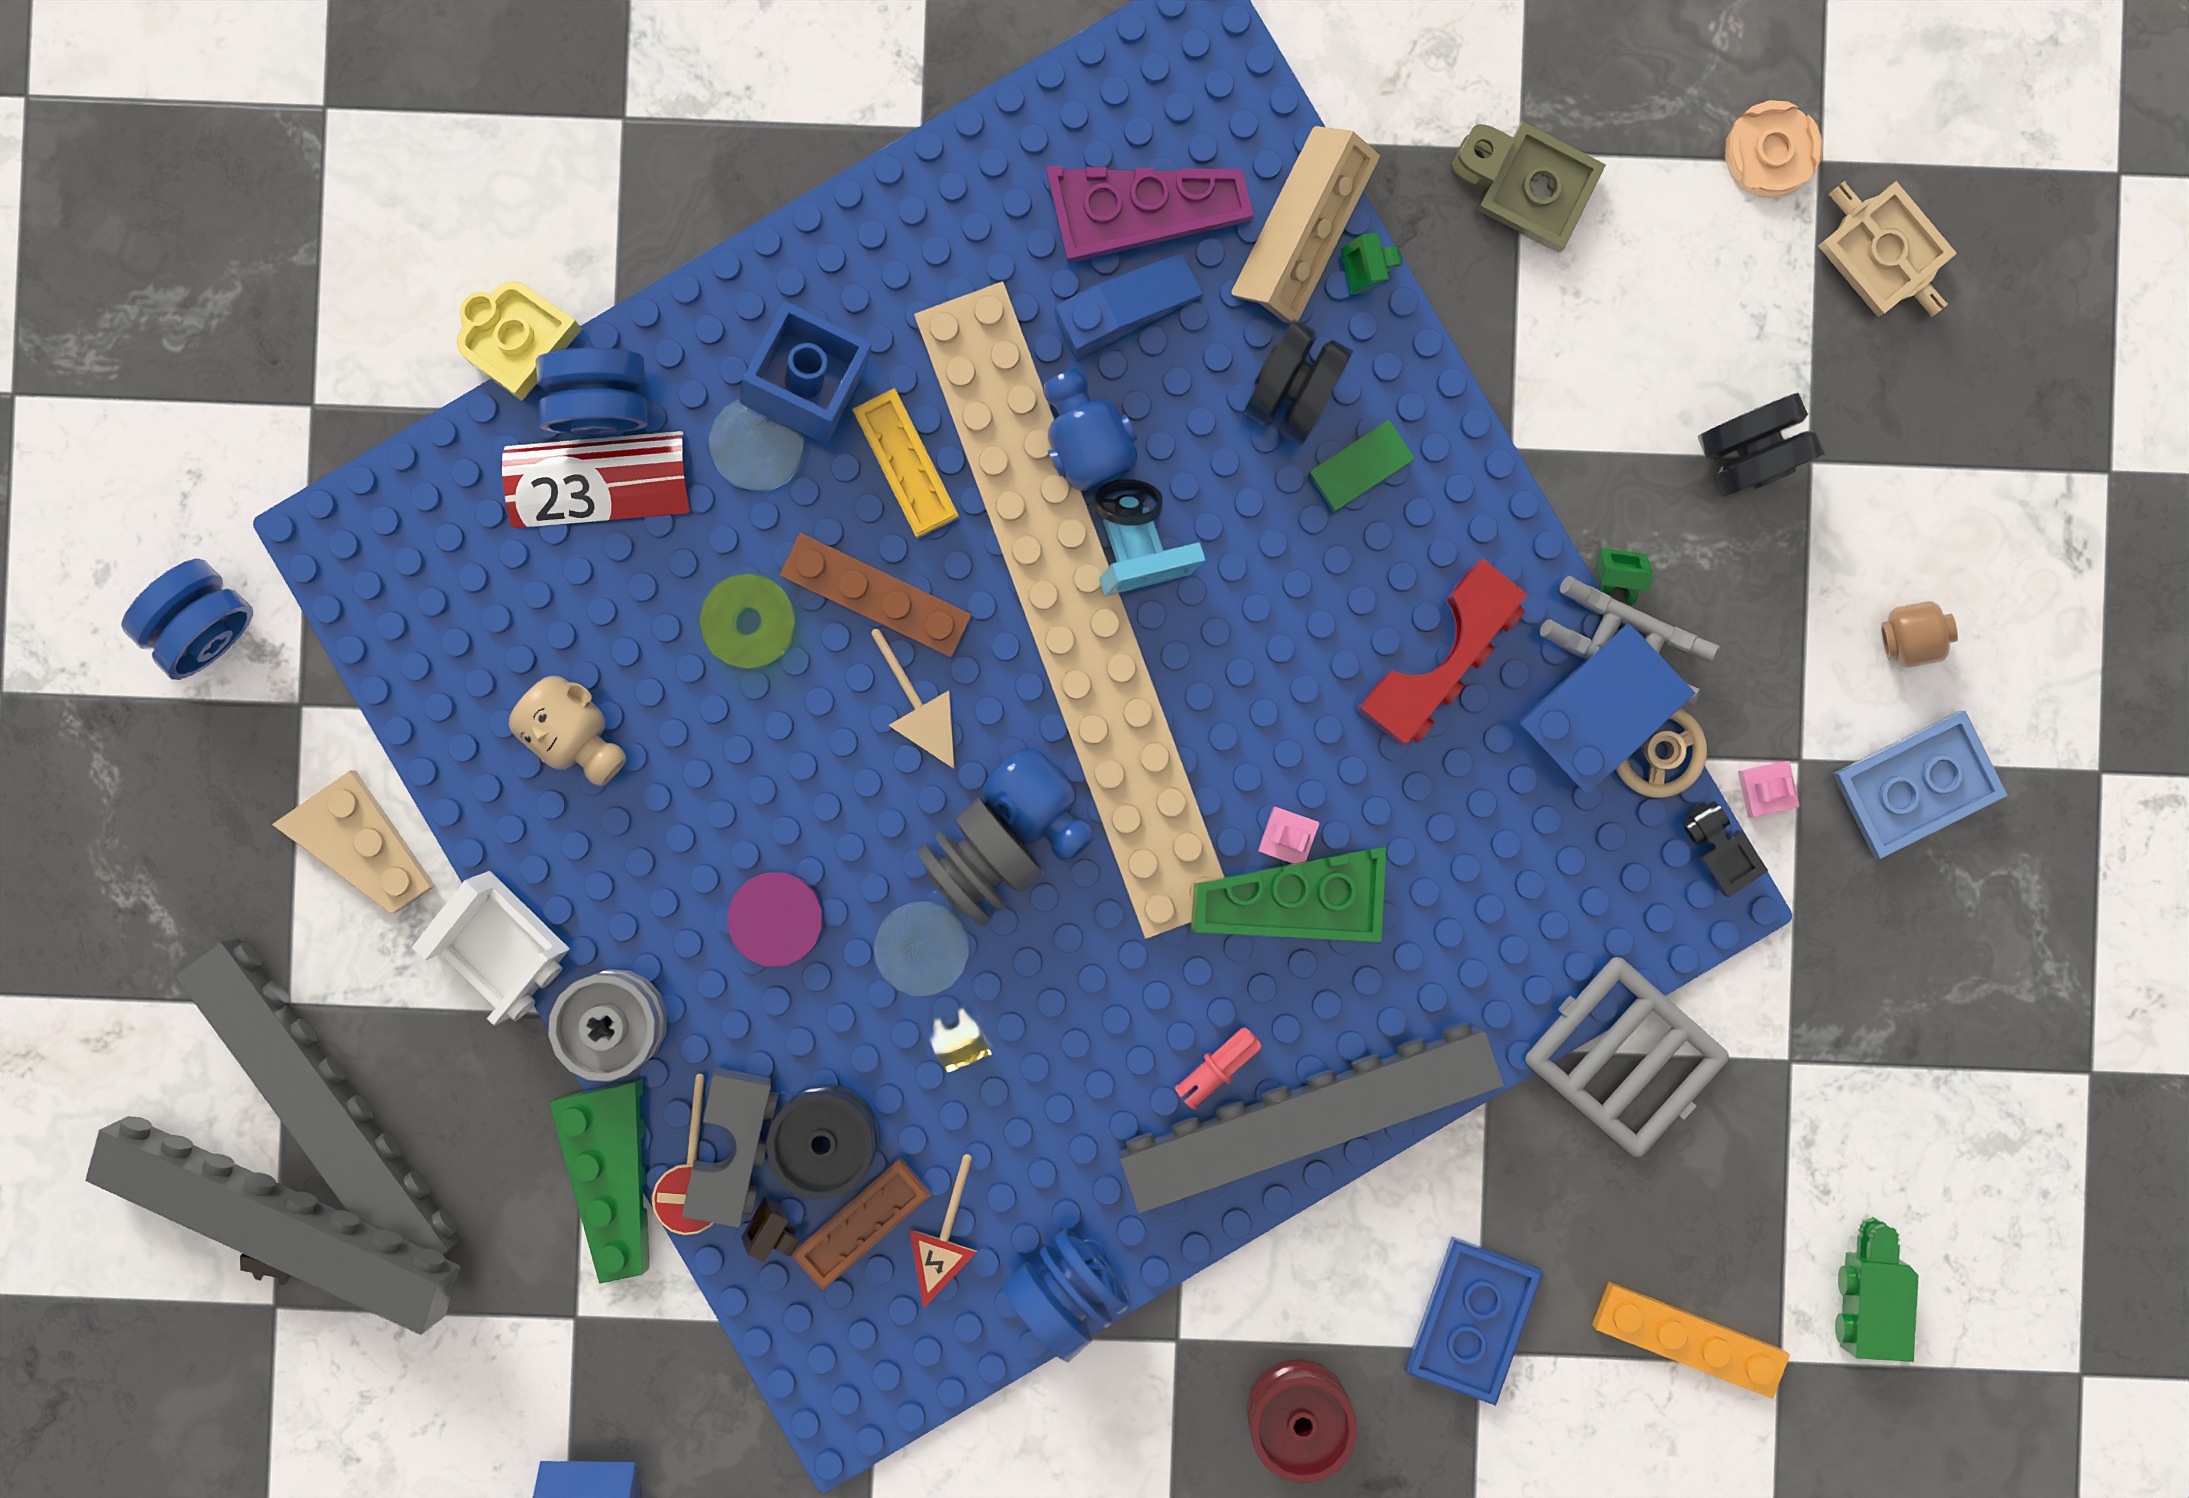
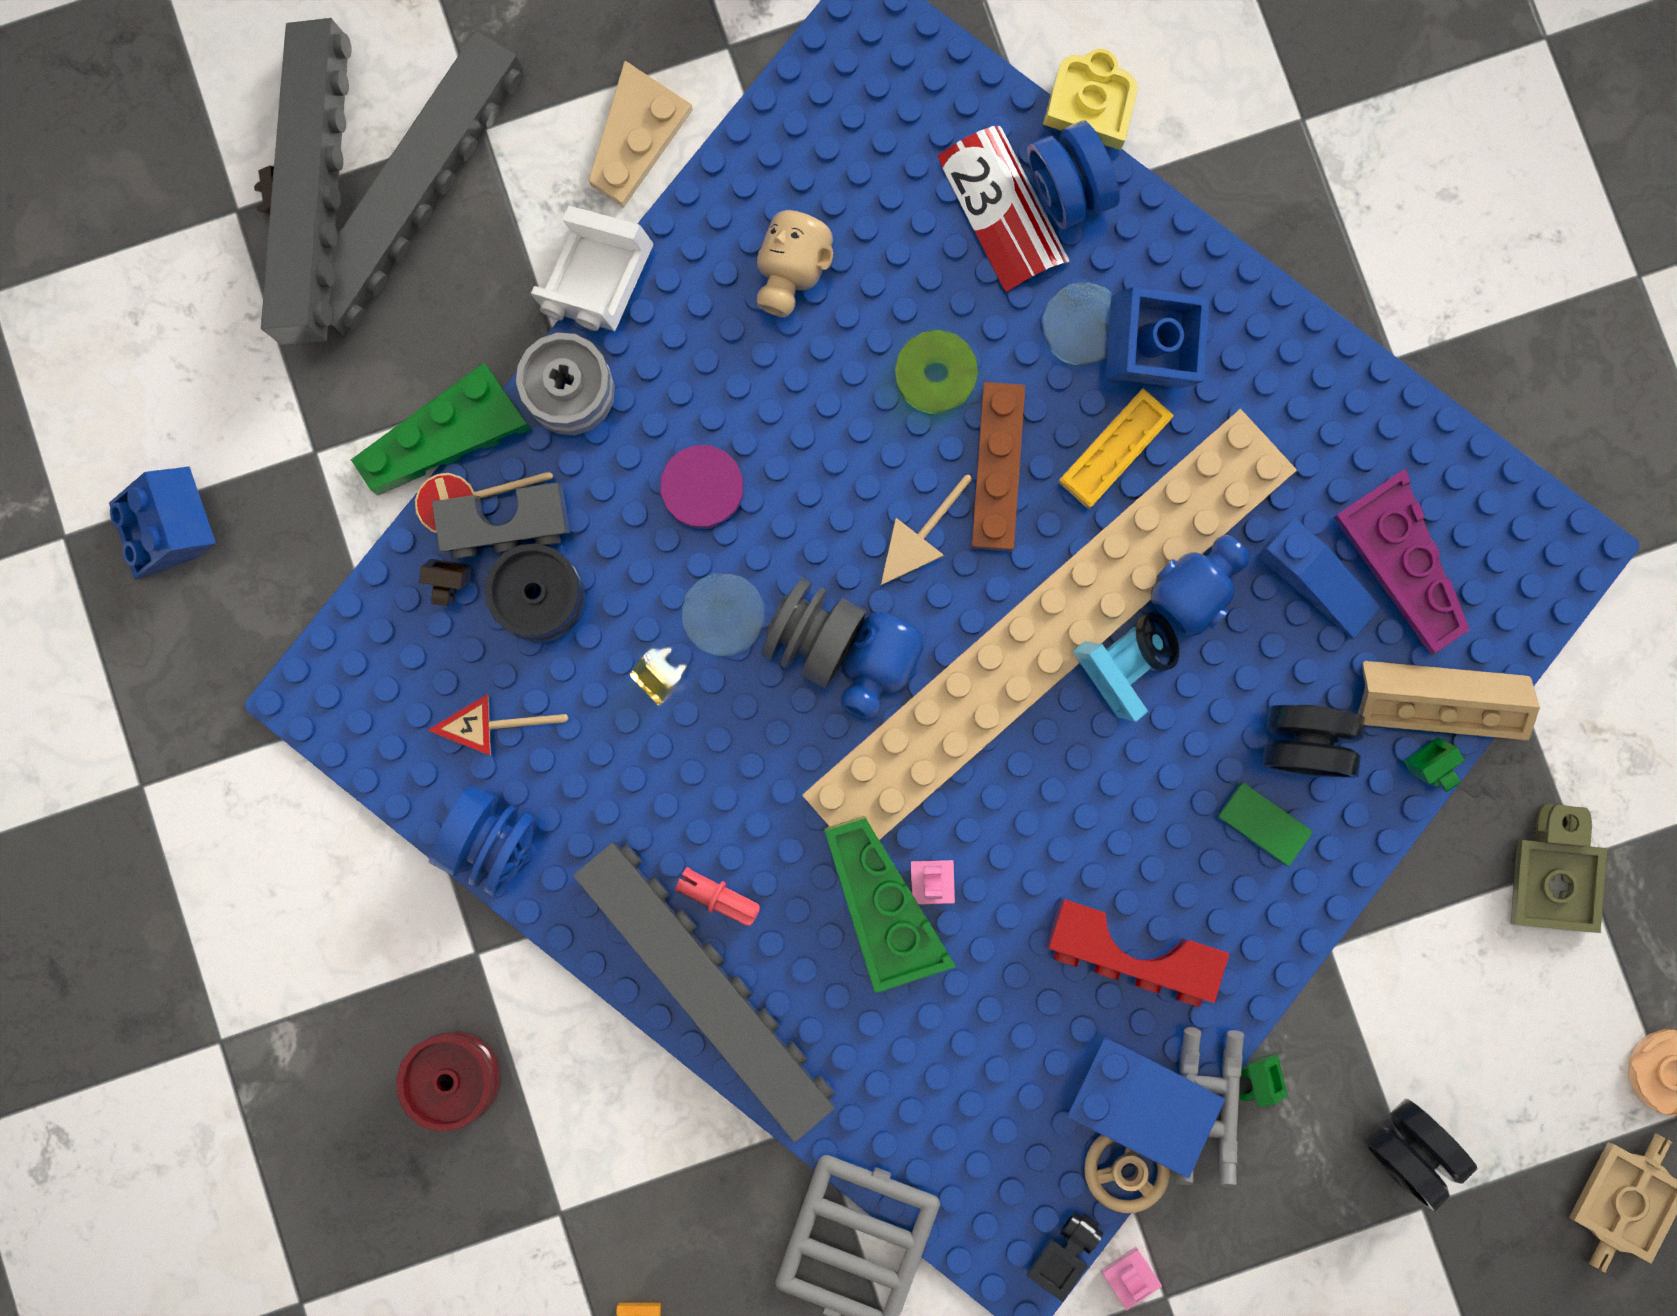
camera: 70 degrees right, 5 degrees down
(861, 1223) = (478, 651): dark orange plate -> none
(1473, 1321) = (585, 1198): blue tile -> none

